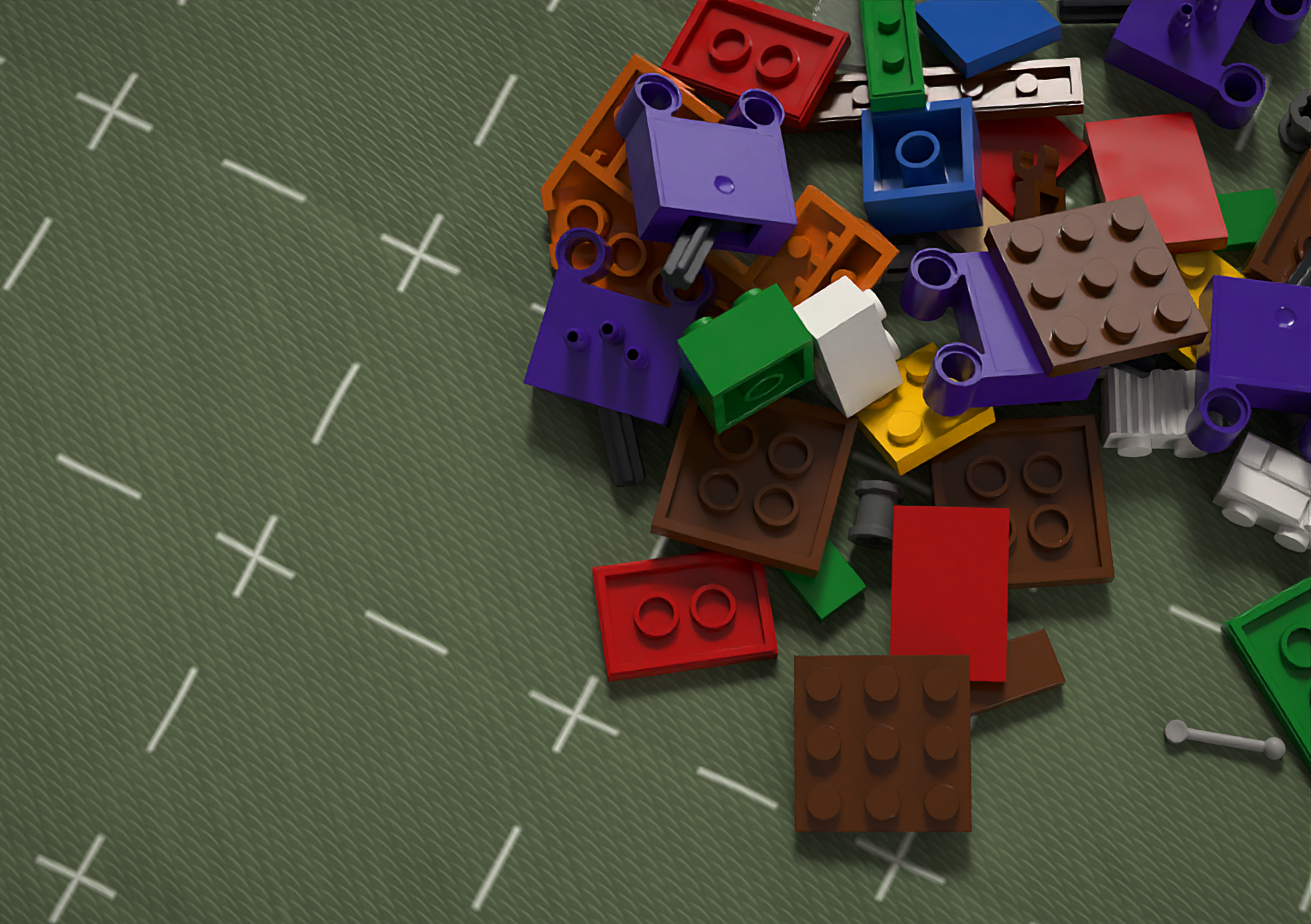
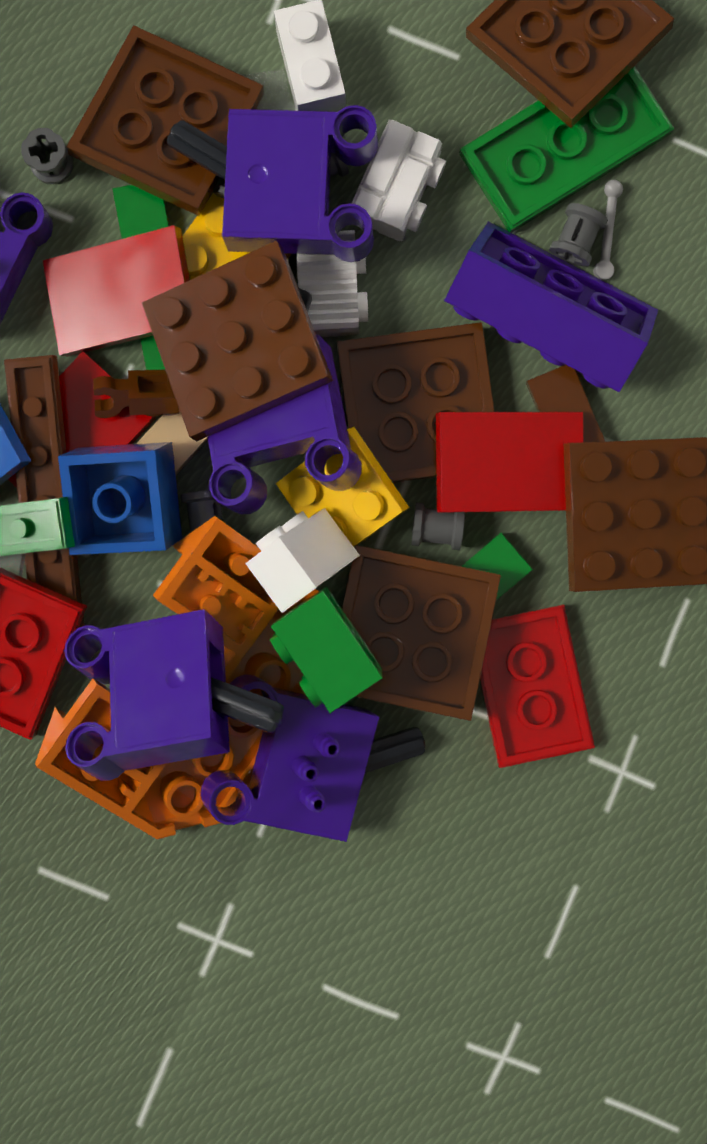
camera: 90 degrees left, 15 degrees up
(1133, 657) = (552, 307): none -> dark purple slope
(1218, 698) = (578, 234): none -> dark grey bush

